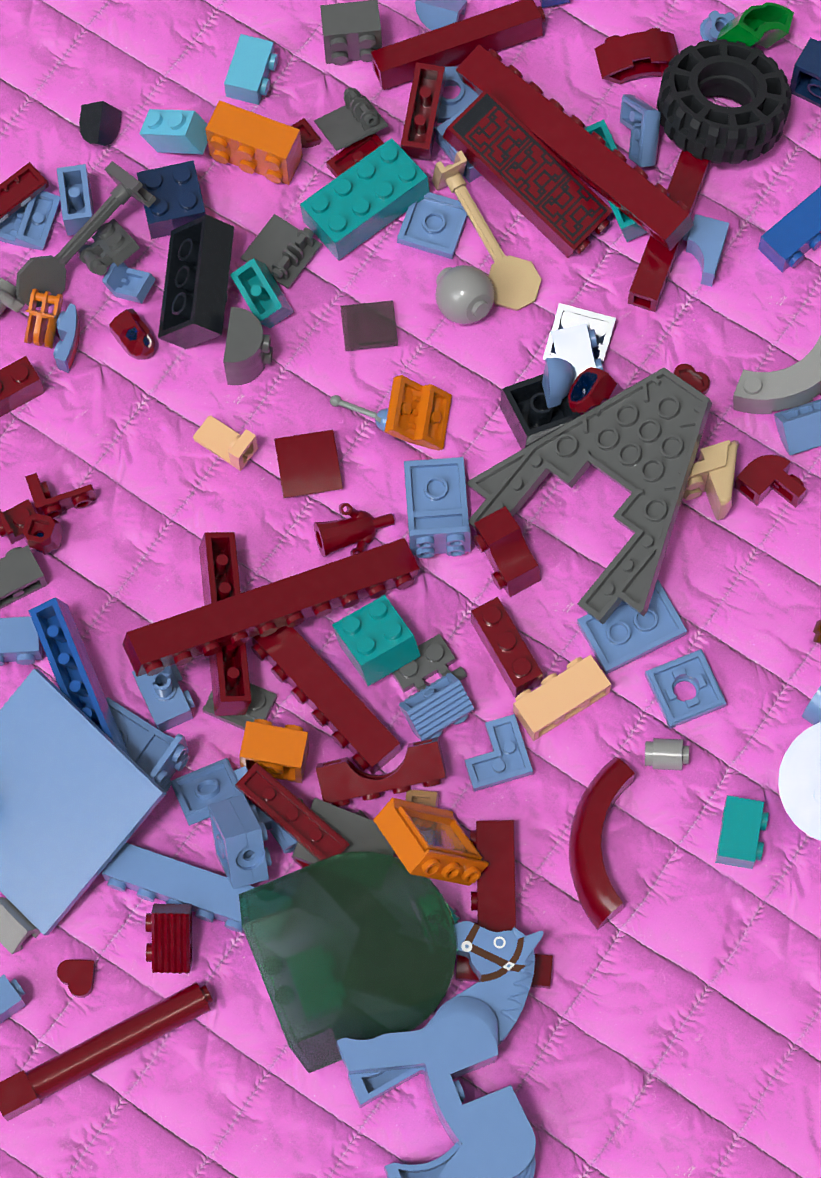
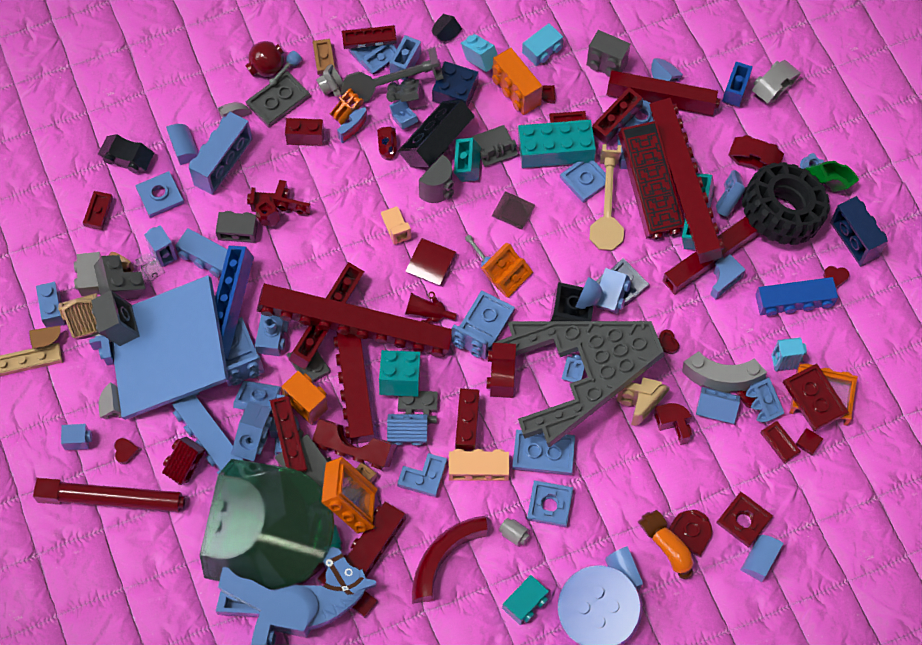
camera: 30 degrees right, 5 degrees down
(350, 121) = (576, 100): dark grey hinge -> none
(464, 294) = (574, 223): light grey brick -> none
(590, 389) = (604, 310): dark red rock -> none
(596, 492) = (573, 368): none -> medium blue bracket

